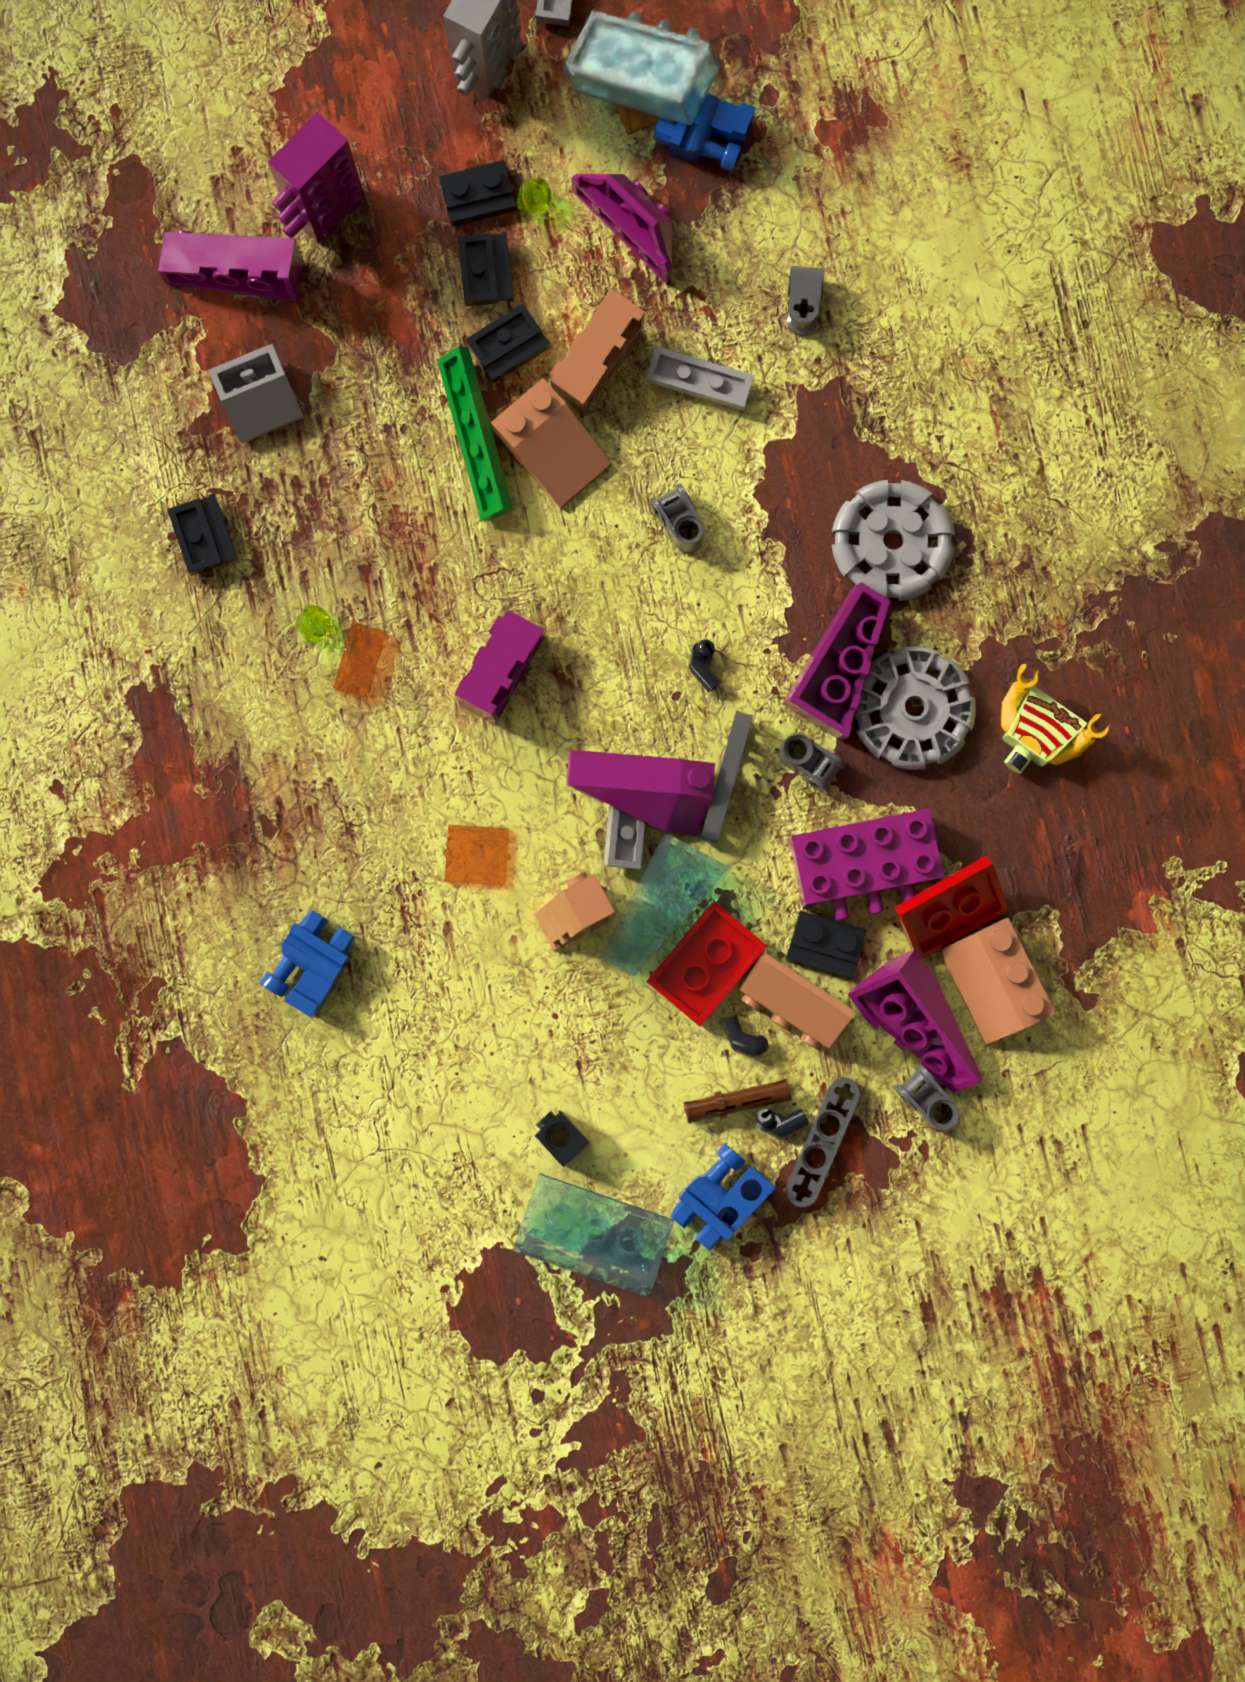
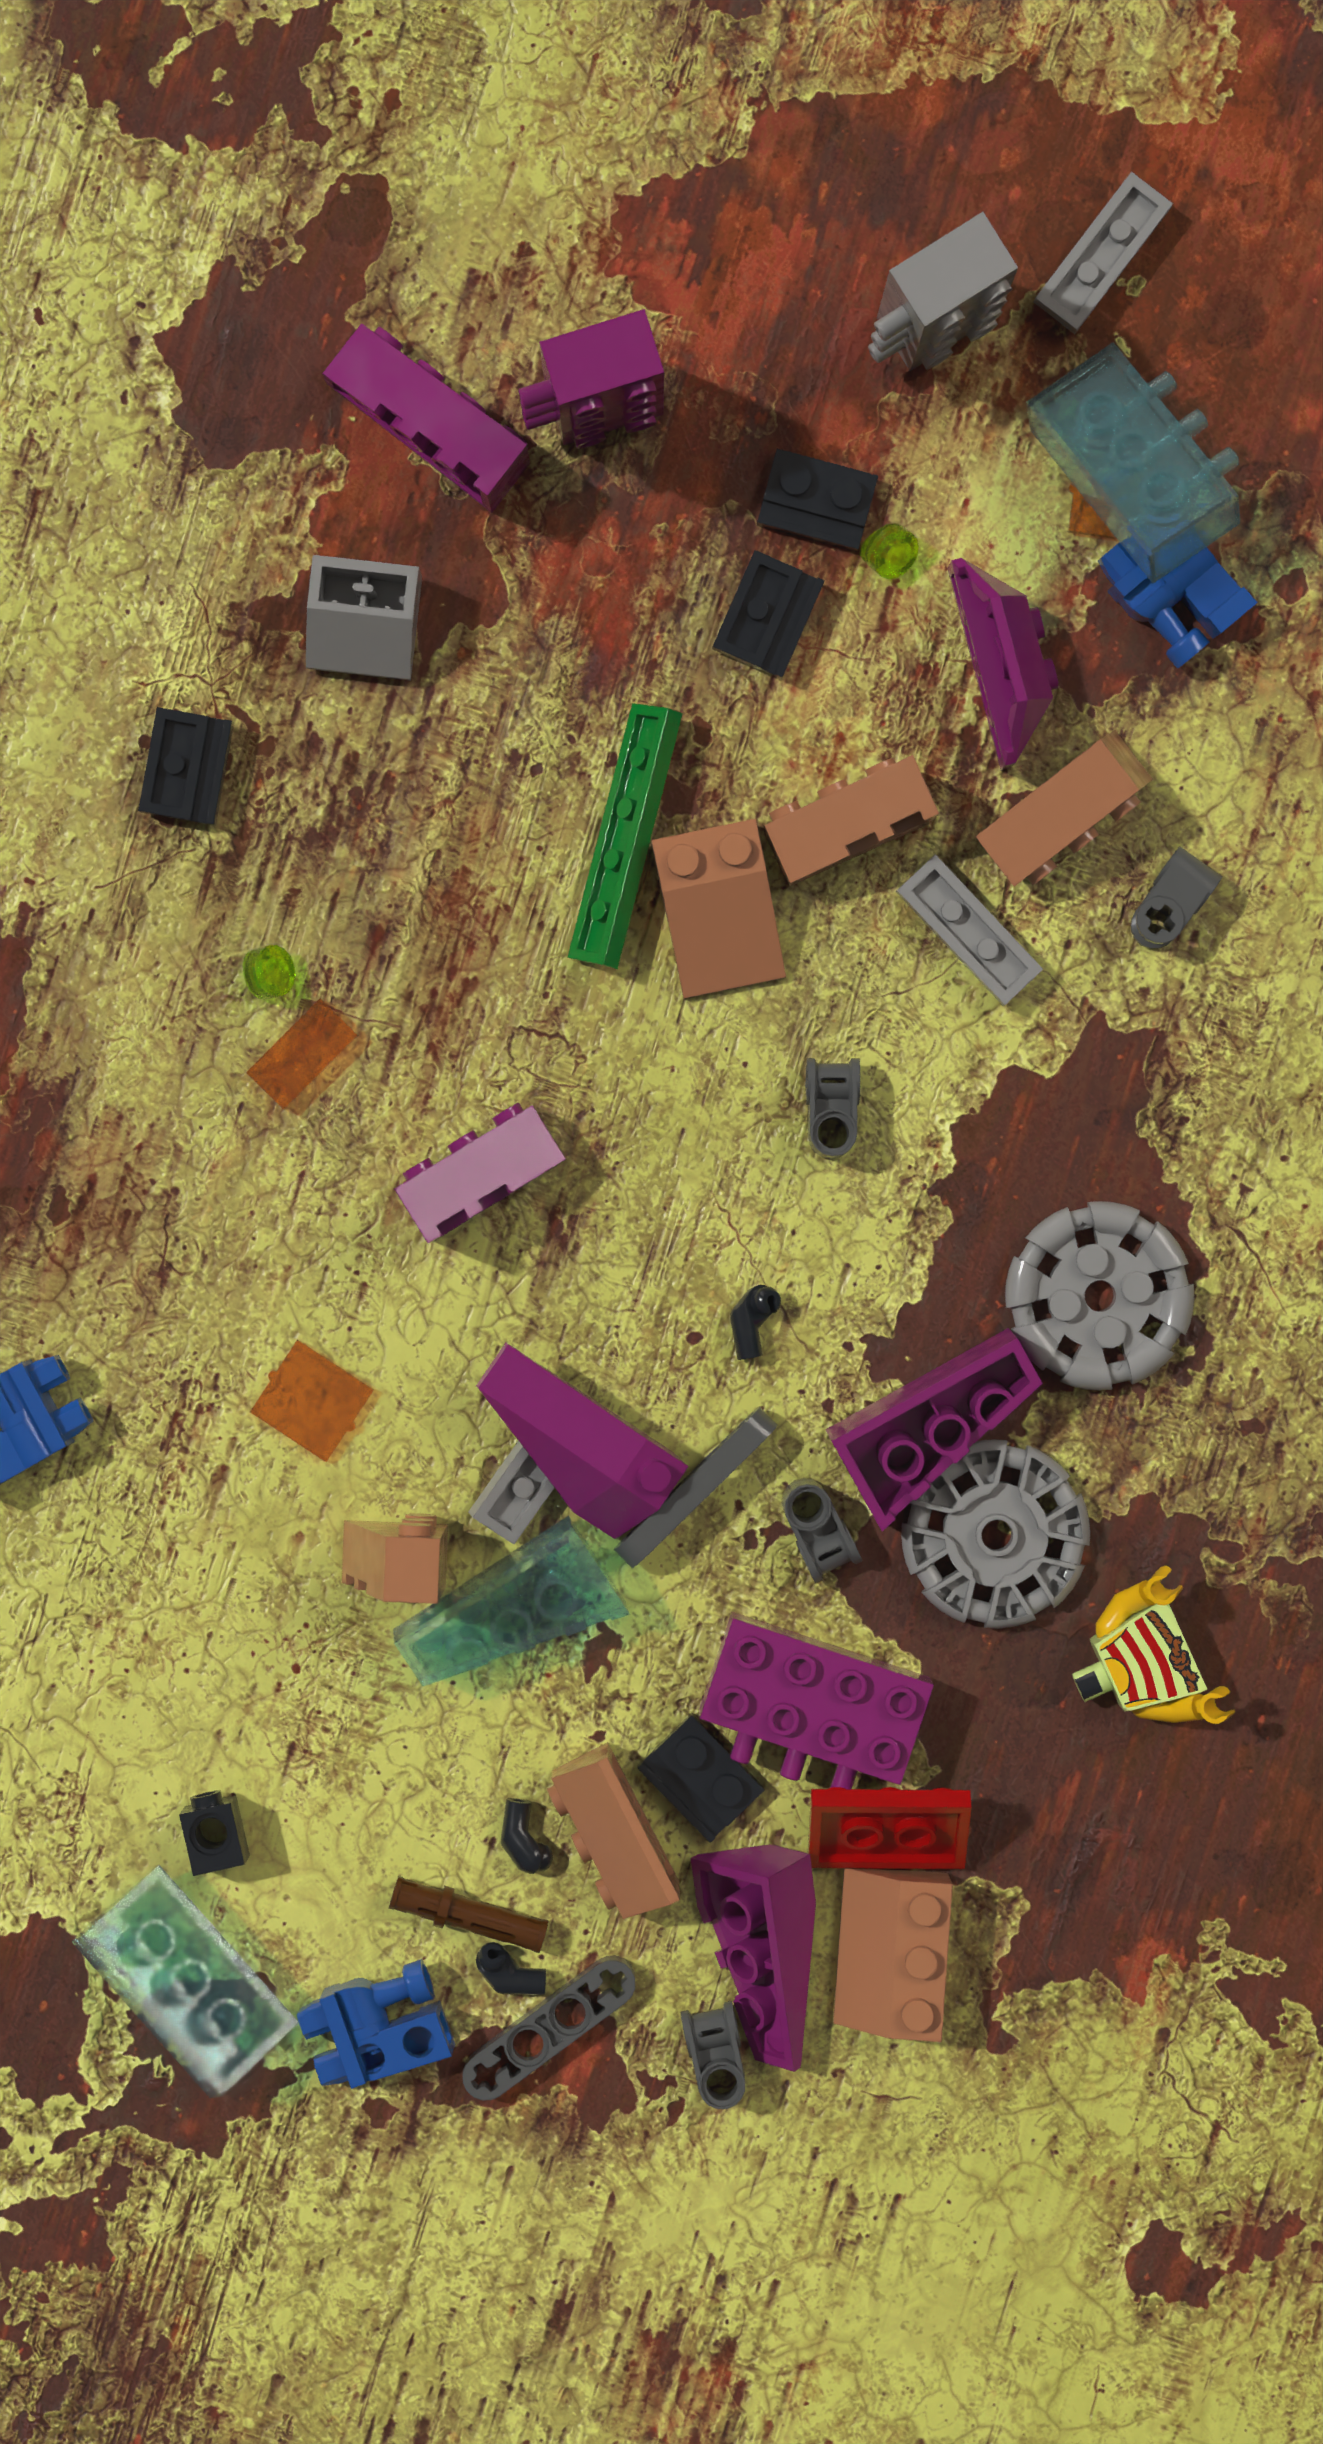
camera: 30 degrees right, 5 degrees up
(508, 343) = (740, 735): black plate -> none
(706, 963) = (529, 1715): red plate -> none
(714, 280) = (1065, 810): none -> nougat wedge

